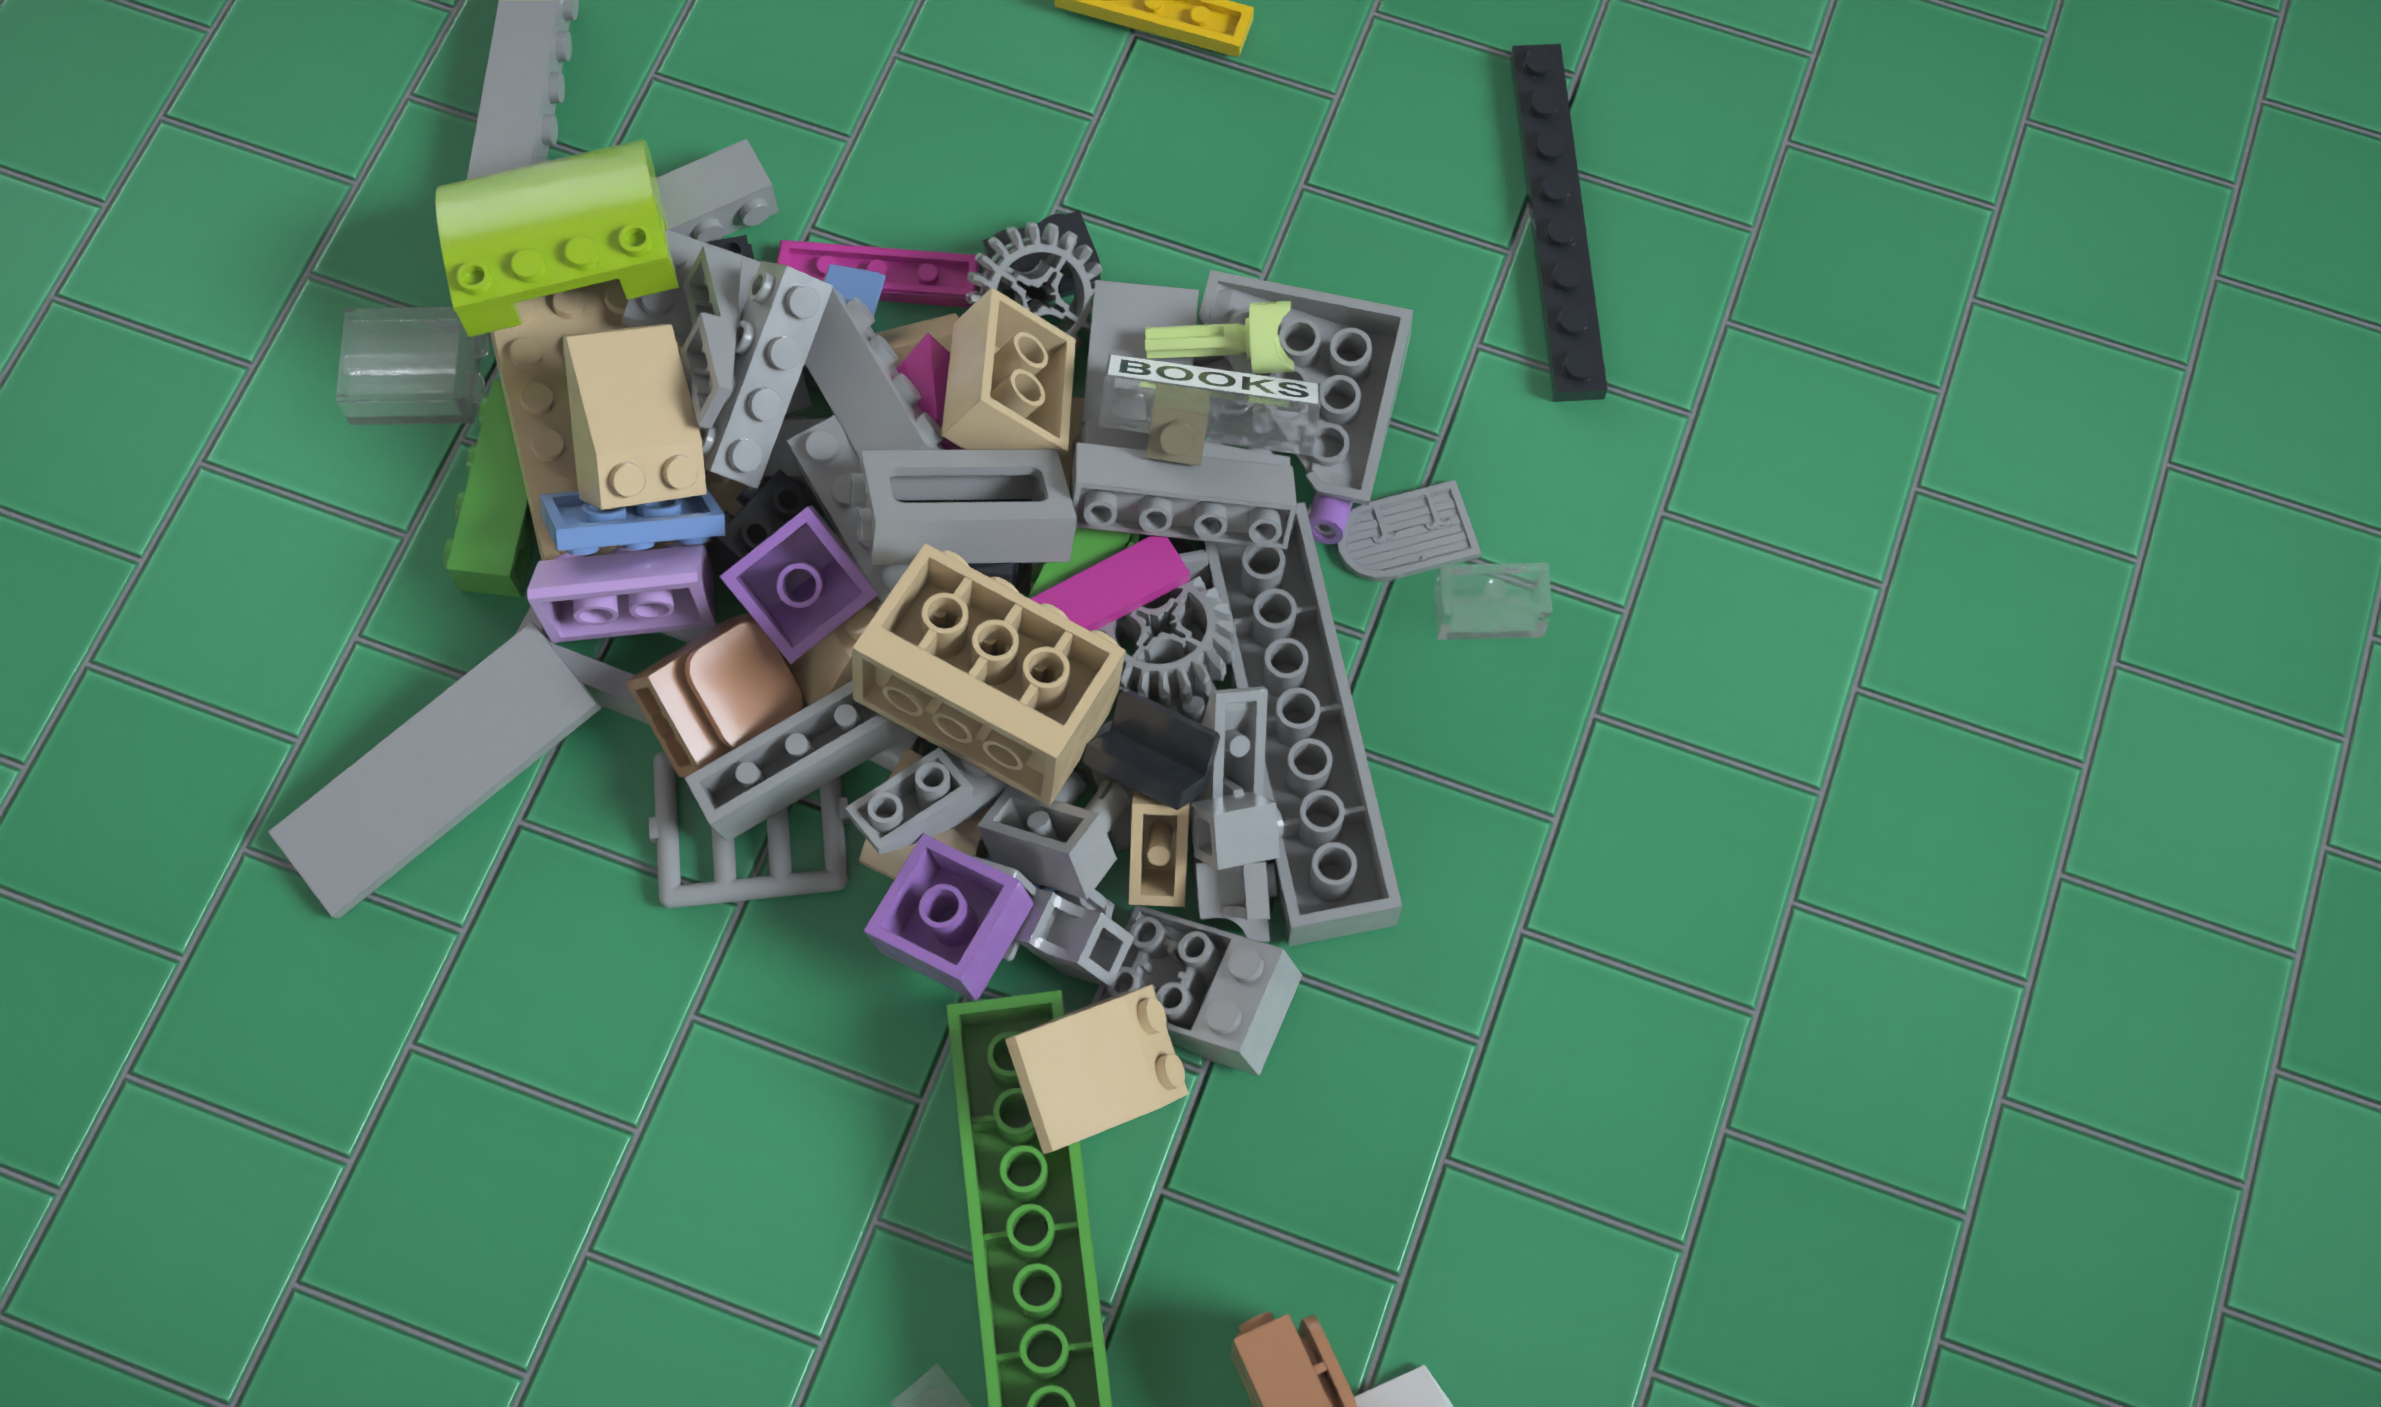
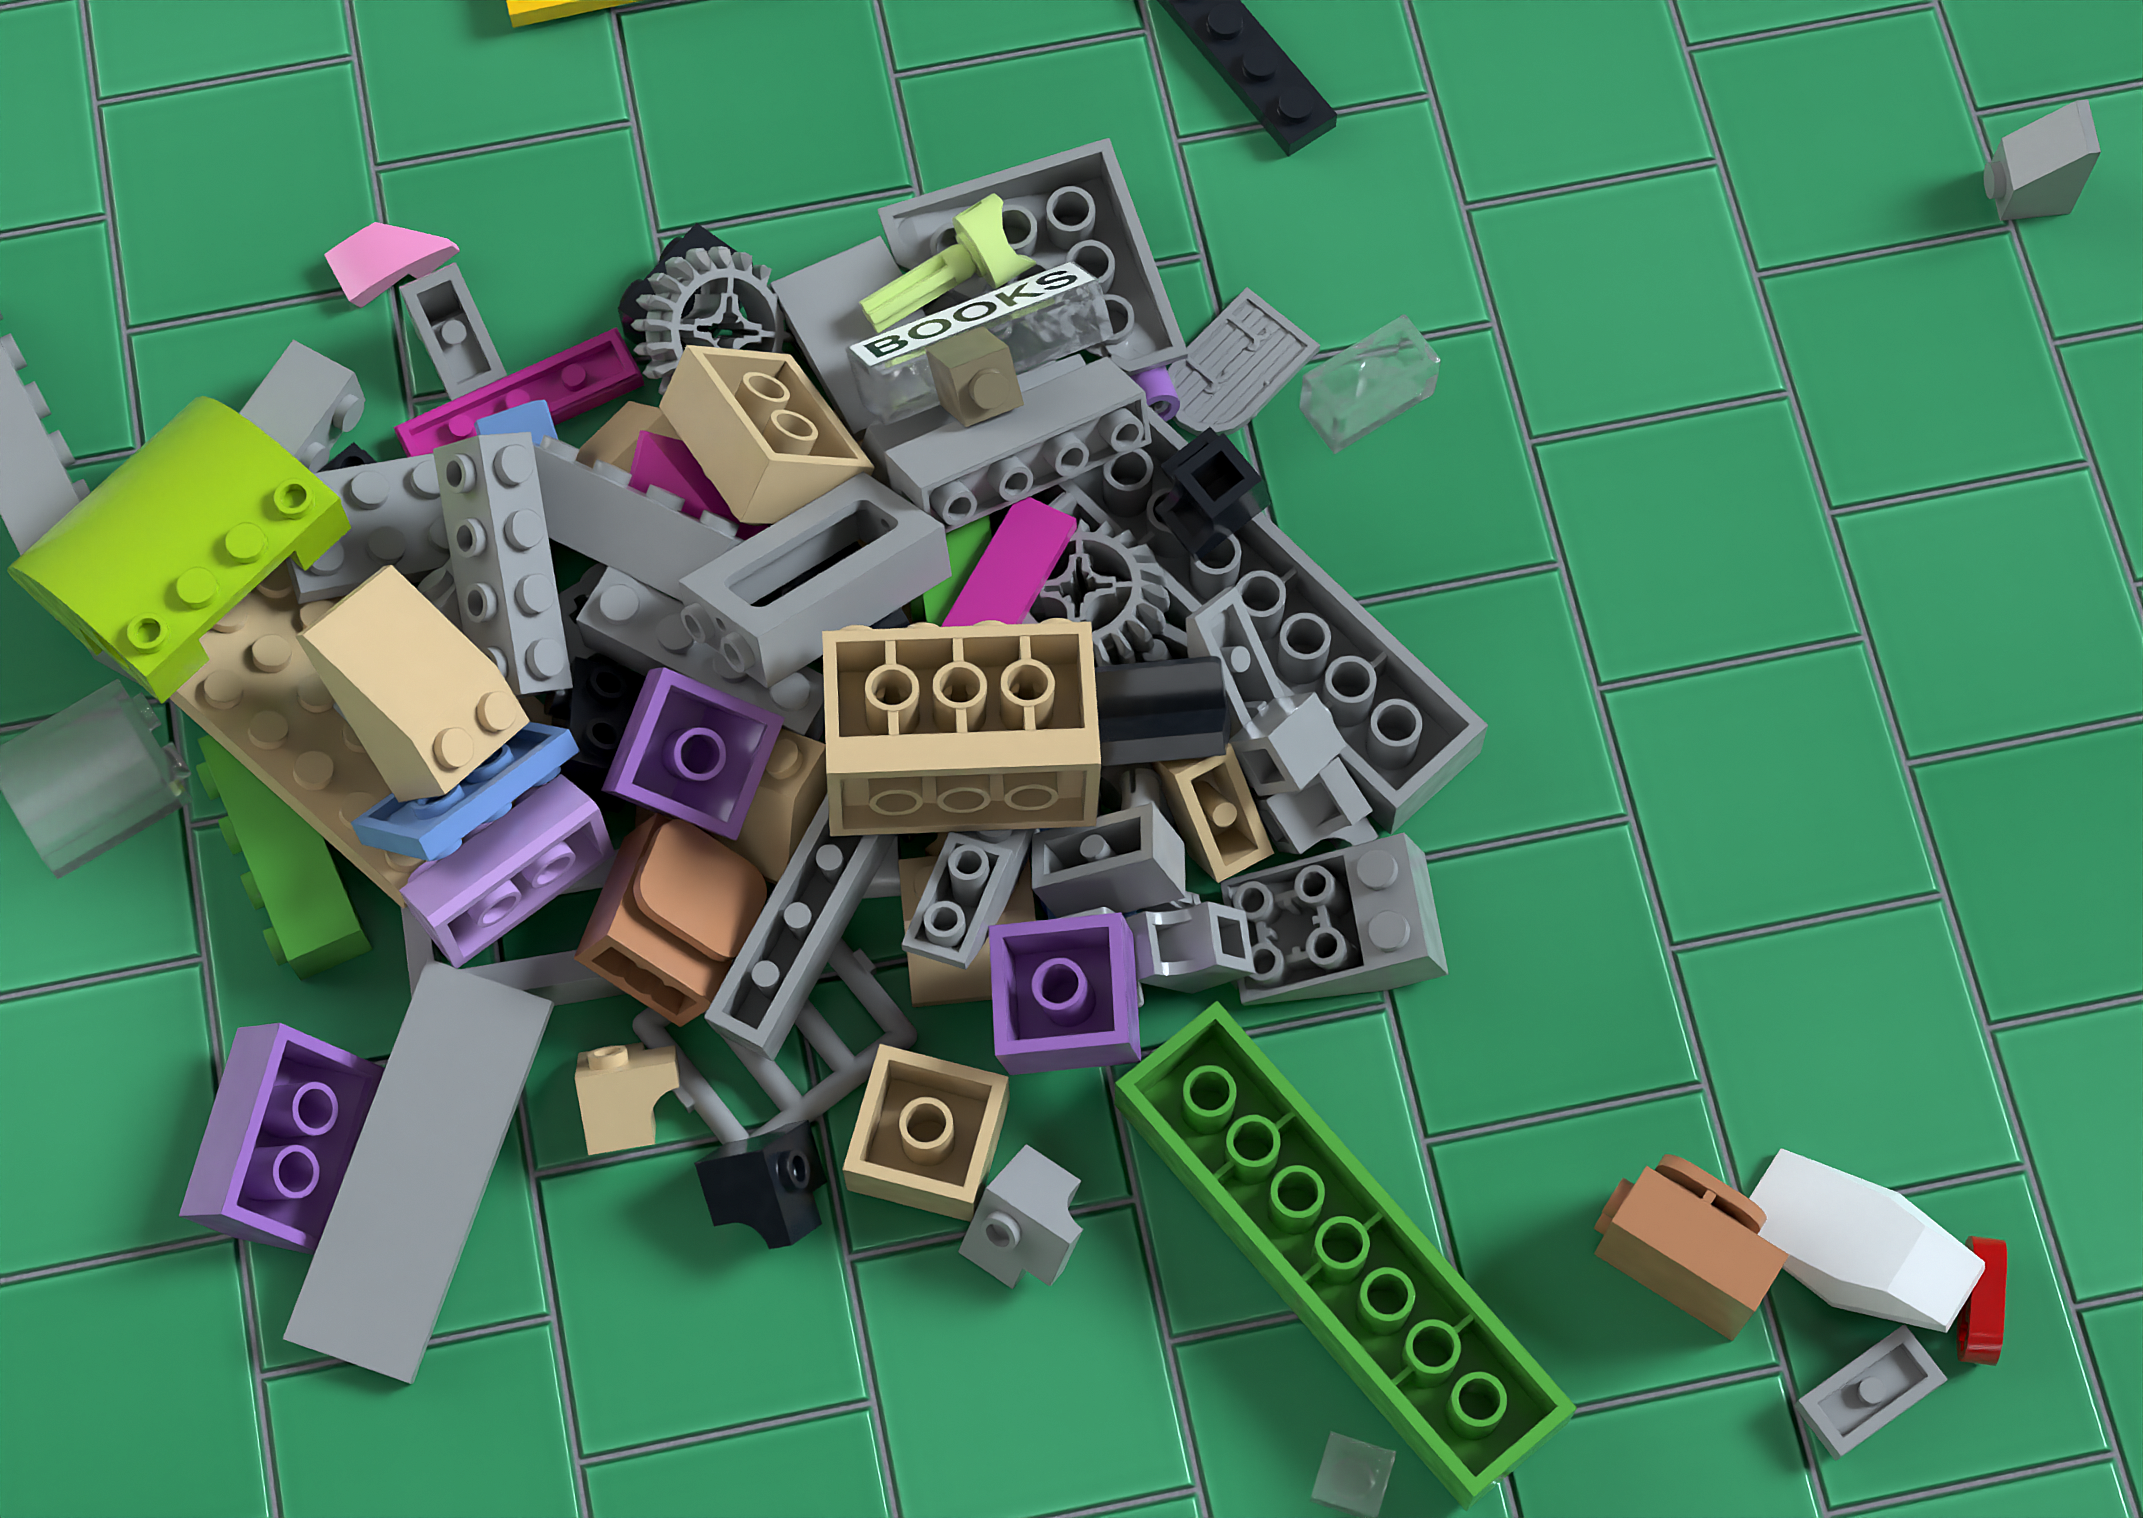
camera: 30 degrees left, 0 degrees up
(360, 688) = (279, 1137): none -> medium lavender slope
(605, 798) = (619, 1092): none -> tan brick
(662, 926) = (766, 1183): none -> black brick
(710, 348) = (440, 564): light grey slope -> none
(796, 959) = (926, 1133): none -> tan brick
(822, 1064) = (1024, 1221): none -> light grey brick
(853, 116) = (382, 256): none -> bright pink slope
(861, 193) = (452, 331): none -> light grey slope
(1097, 1067) = (1307, 1047): tan slope -> none
(1304, 612) = (1211, 493): none -> black brick
(2136, 731) = (2044, 164): none -> light grey slope

